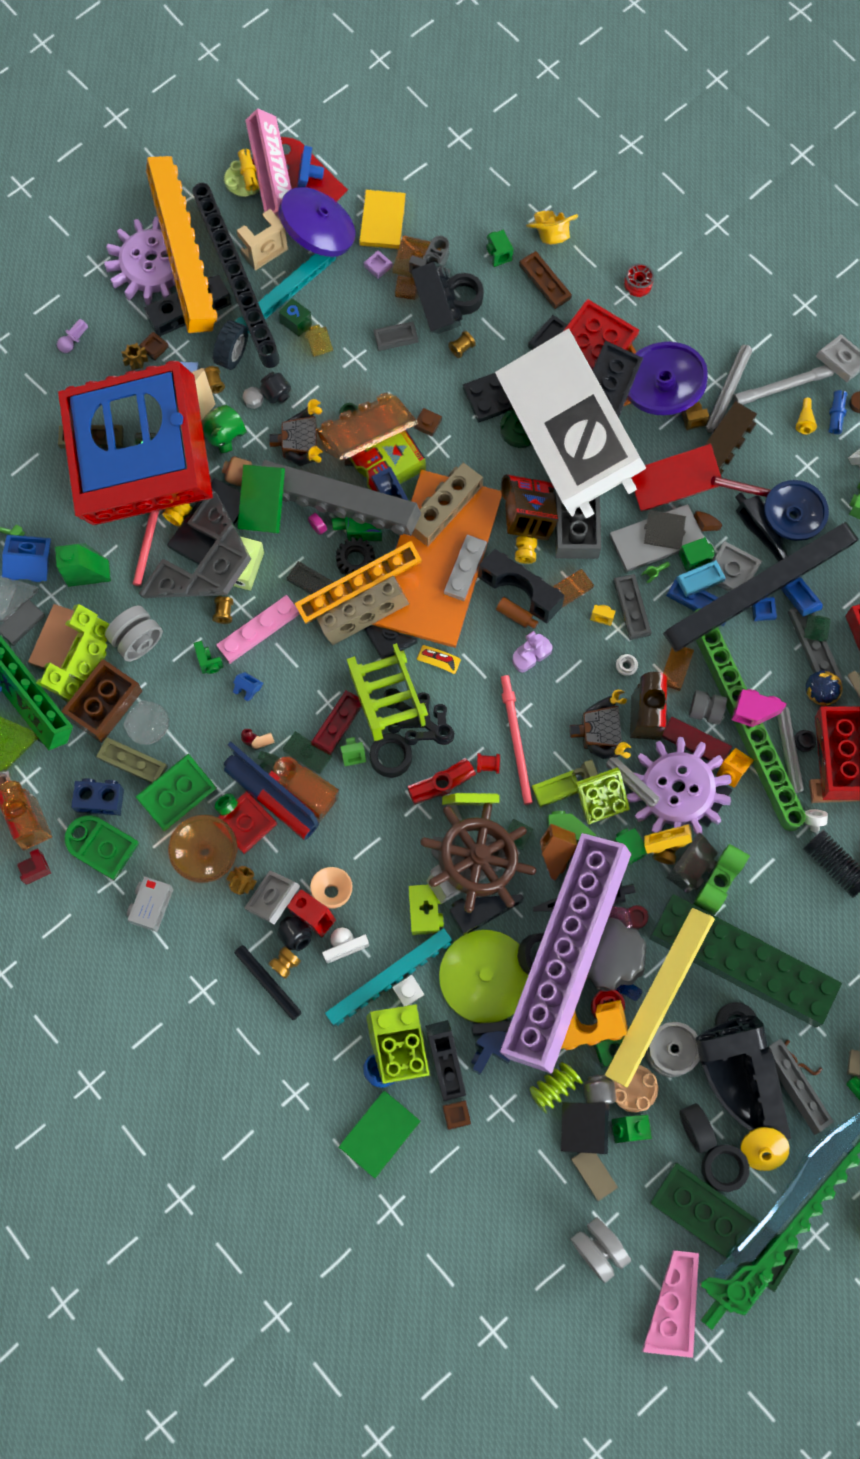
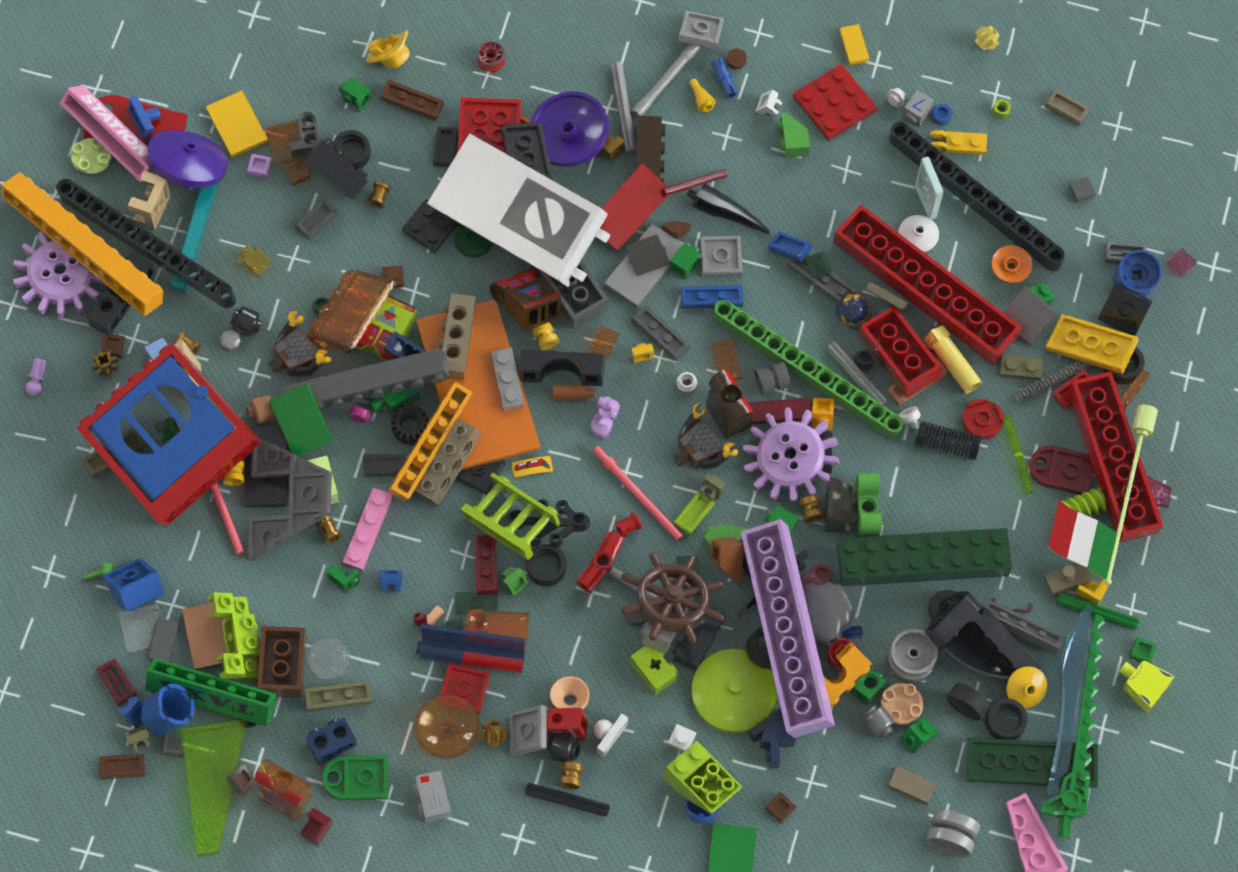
camera: 35 degrees left, 5 degrees down
(81, 565) = (184, 563): green slope -> none
(133, 633) = (271, 591): light grey wheel -> none
(176, 792) = (392, 698): green tile -> none
(222, 426) = (227, 378): green piece -> none
(226, 804) = (439, 682): green tile -> none
(230, 344) = (185, 306): black wheel -> none
(248, 170) = (93, 146): yellow pin -> none
(295, 317) = (221, 251): dark green brick -> none
(388, 977) = (659, 737): teal piece -> none
(445, 1060) = (745, 770): black slope -> none
(470, 799) = (634, 559): lime tile -> none
(554, 1086) = (840, 738): lime piece -> none
(585, 1128) = (884, 754): black tile -> none
(602, 795) = (735, 496): lime tile -> none
(634, 782) = (752, 470): light grey axle -> none
(653, 571) = (660, 294): bright green hand -> none
(659, 997) = (878, 620): light yellow tile -> none
(667, 839) = (805, 501): yellow plate -> none
(701, 578) = (701, 278): medium azure tile -> none
(755, 708) = (811, 356): dark pink slope -> none
(760, 587) = (754, 257): black beam -> none
(765, 610) = (766, 273): blue tile -> none
(803, 502) = (746, 169): dark blue dish -> none

